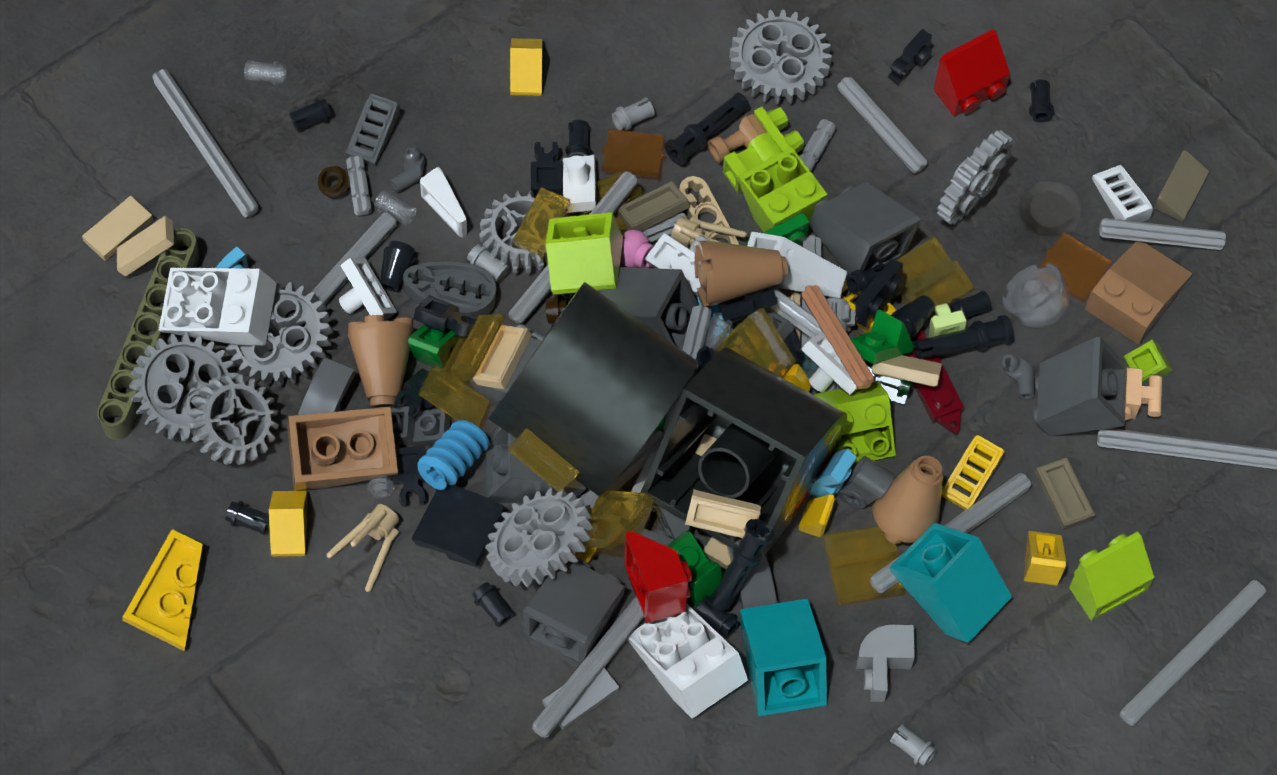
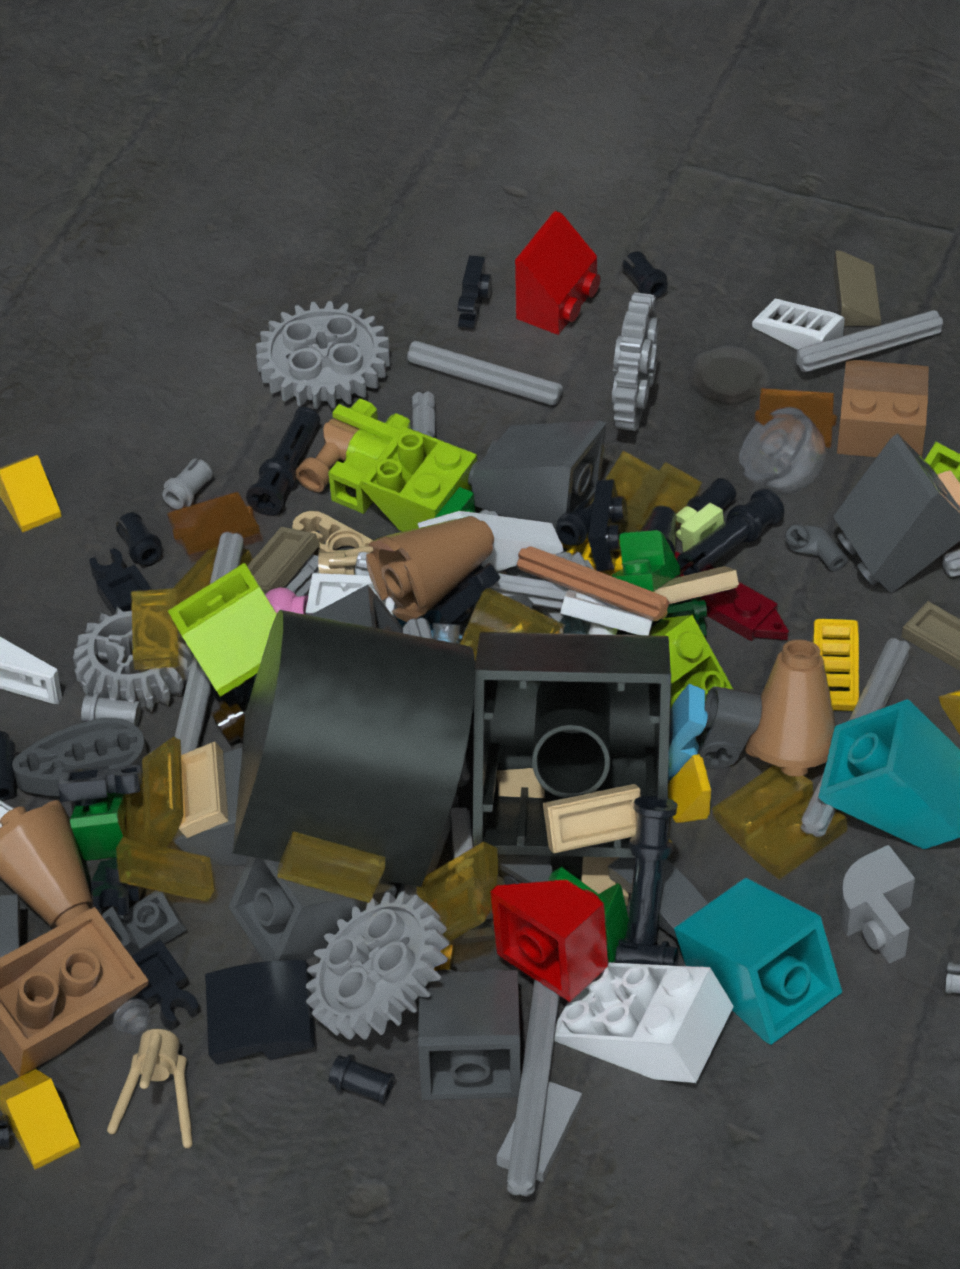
camera: 25 degrees left, 15 degrees down
(452, 454) = (204, 930): dark azure piece -> none
(580, 182) = (168, 569): white tile -> none

